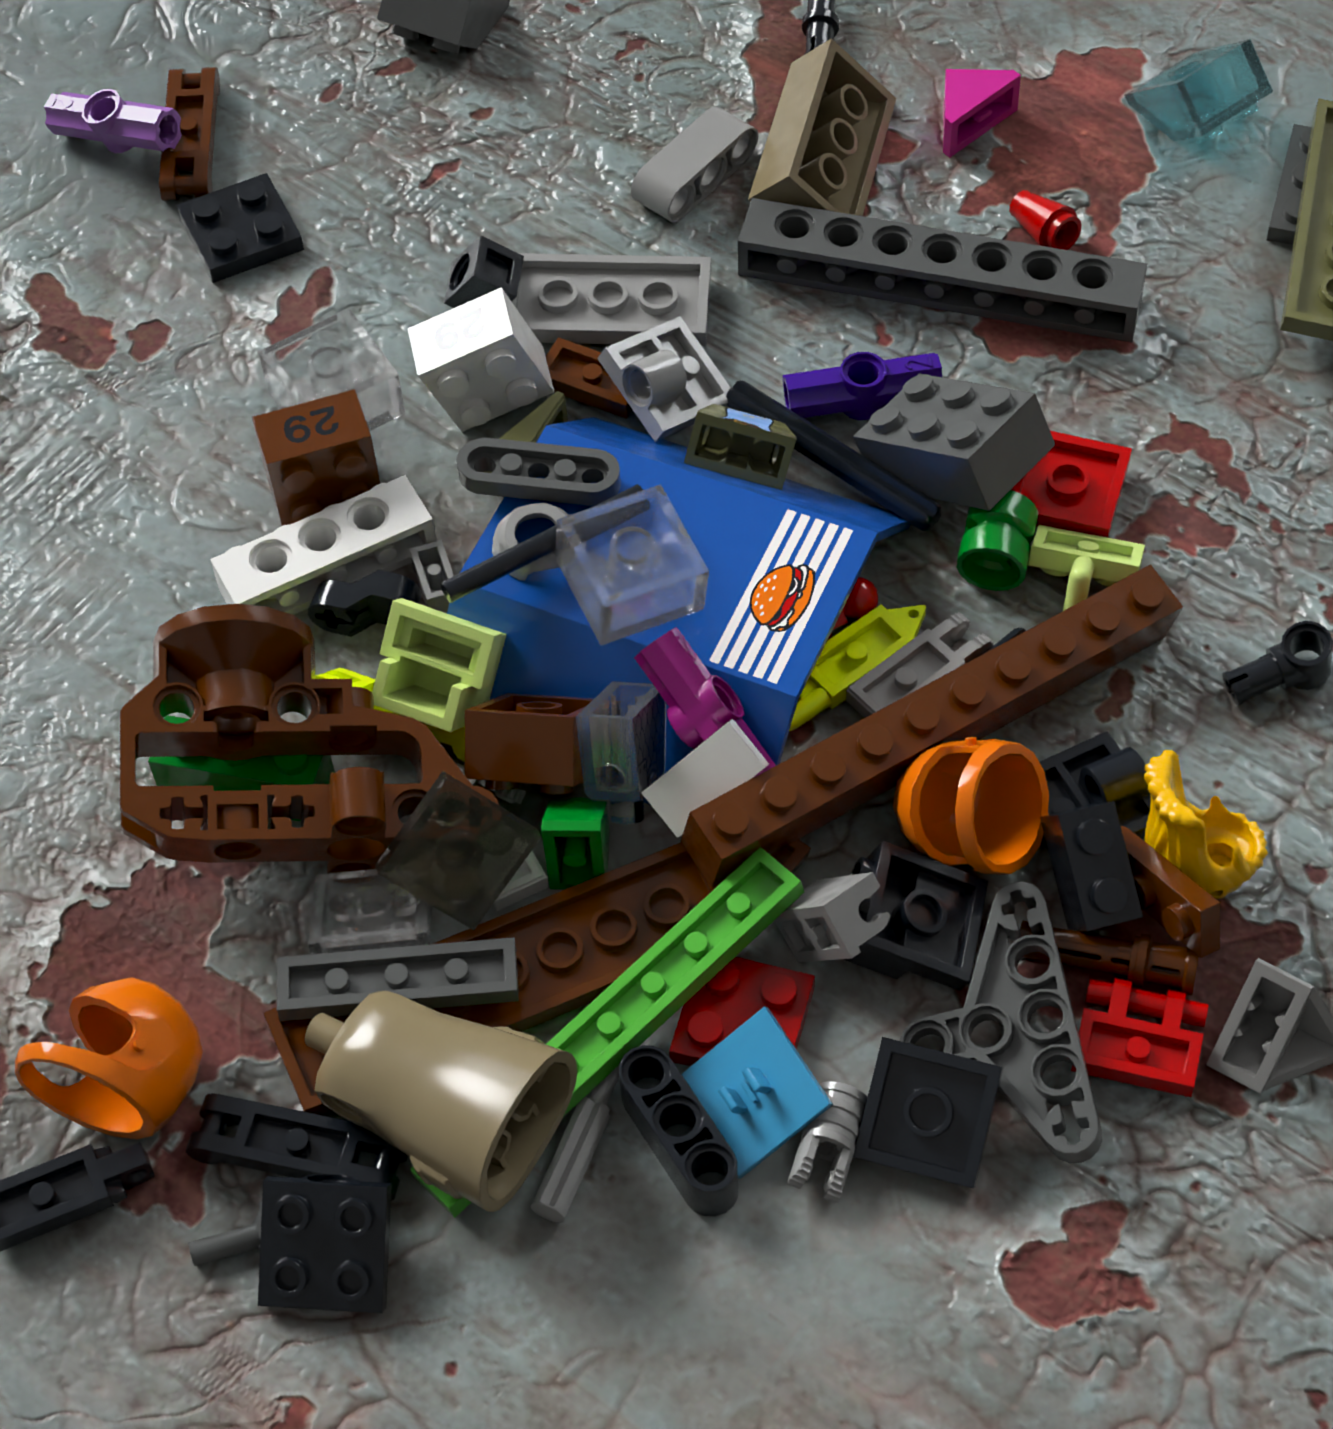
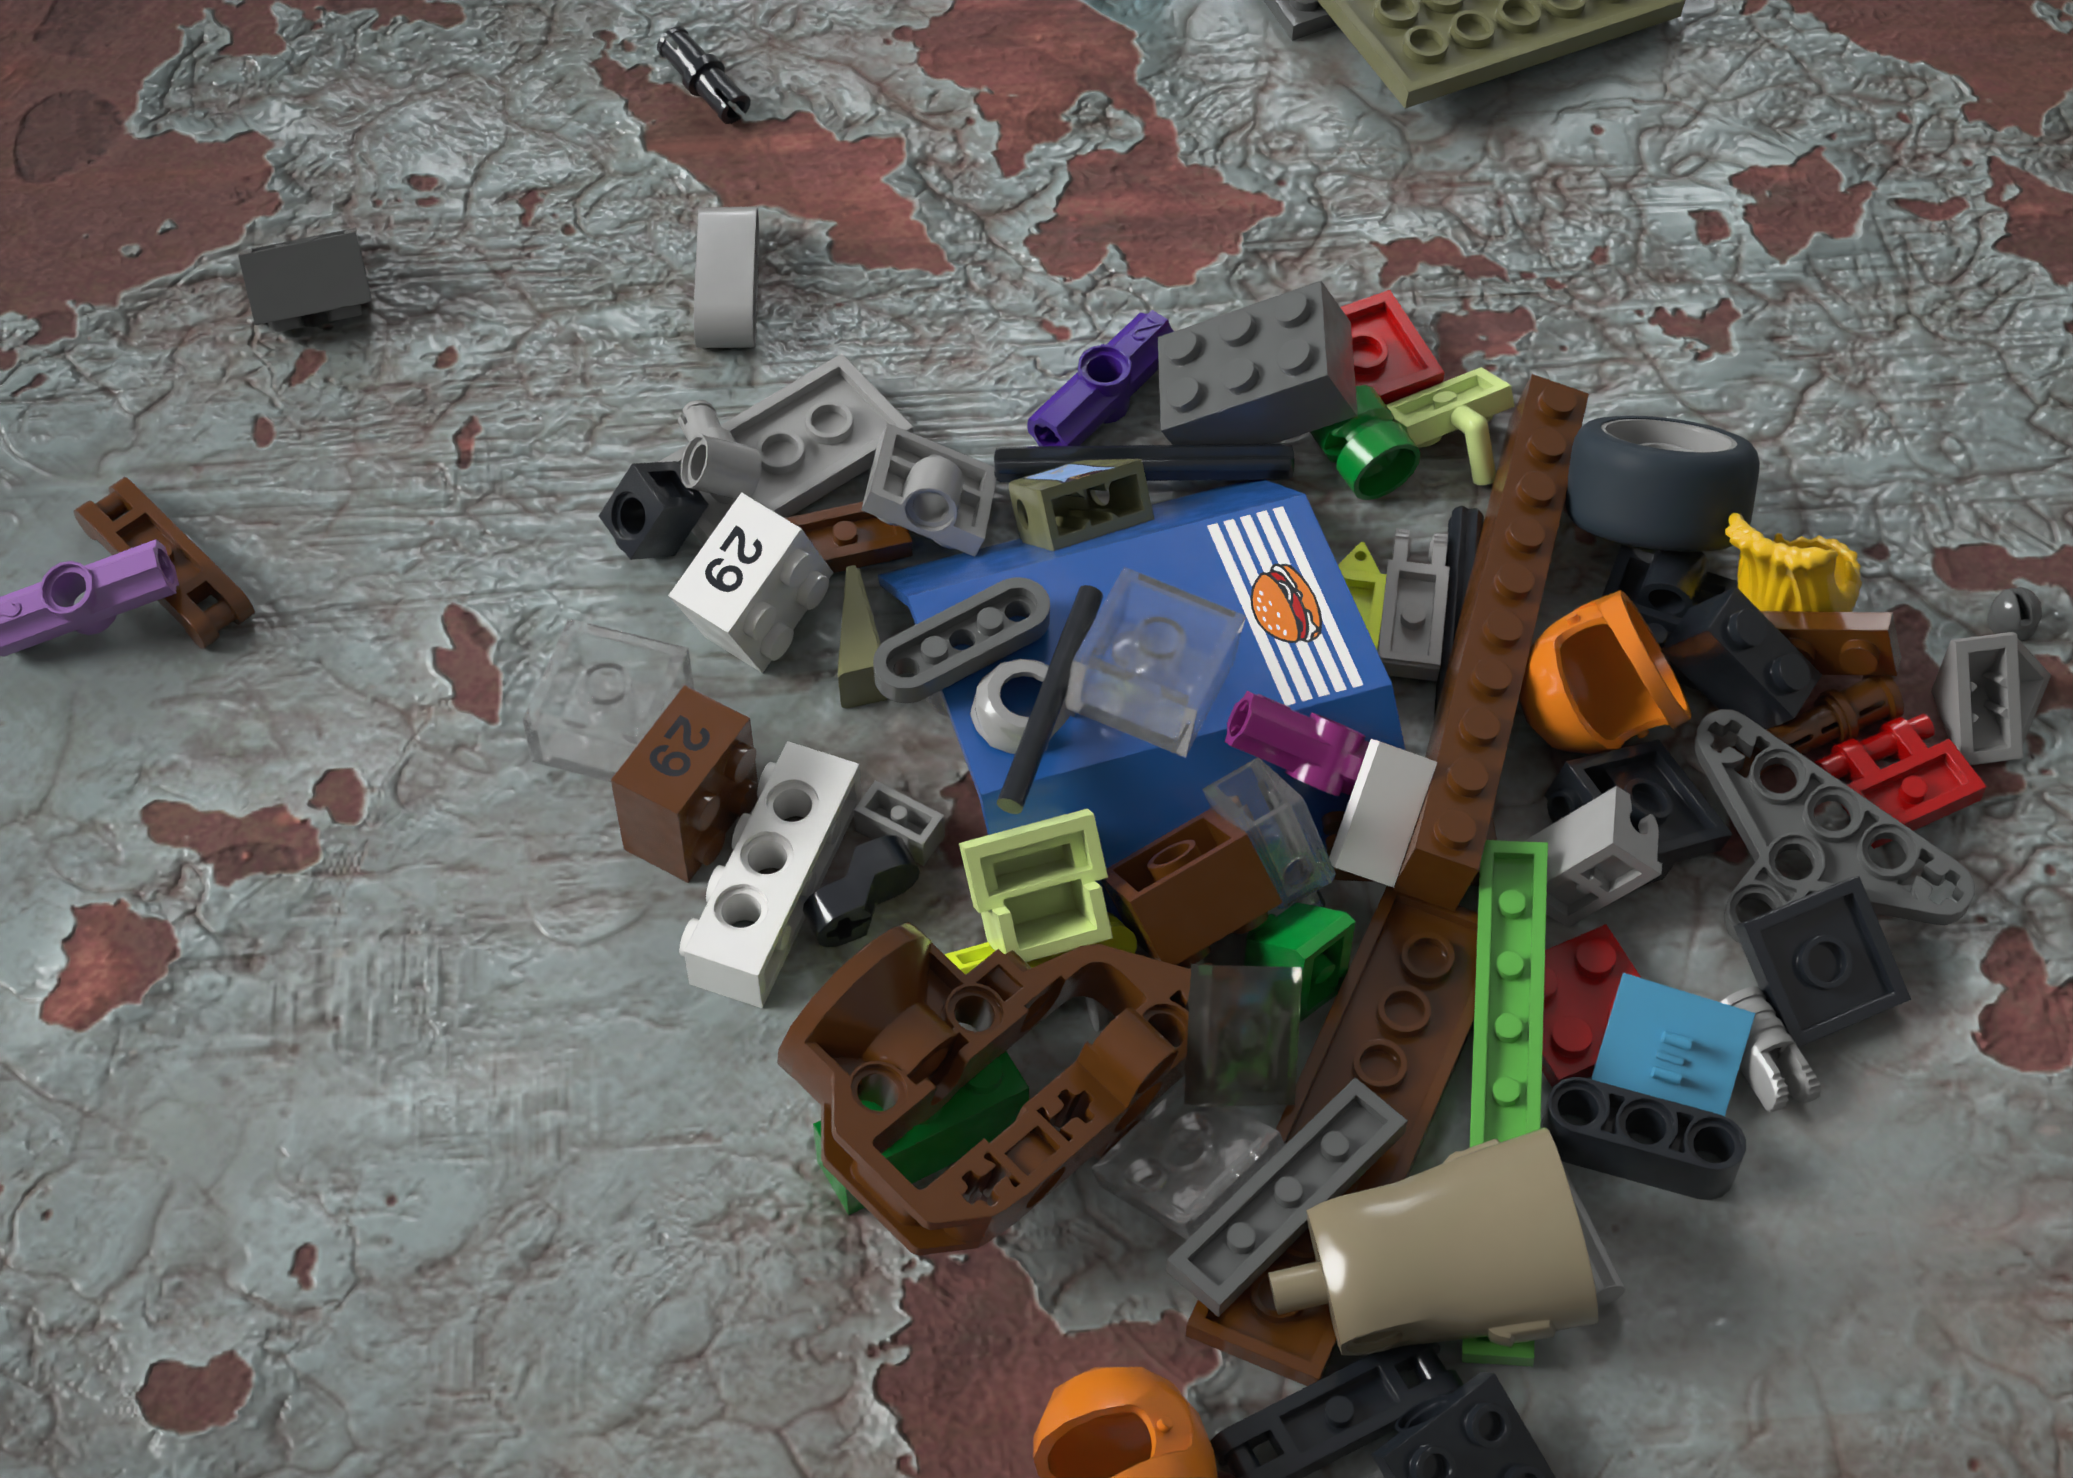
camera: 45 degrees left, 0 degrees up
(240, 227) = (321, 622): black plate -> none
(546, 267) = (713, 457): none -> light grey pin
(825, 134) = (828, 186): dark tan slope -> none
(942, 269) = (1055, 236): dark grey brick -> none
(975, 104) = (923, 68): dark pink slope -> none
(1046, 220) = (1101, 135): red cone -> none
(1160, 692) = (1660, 482): none -> black wheel
(1282, 667) = (1697, 395): black pin -> none

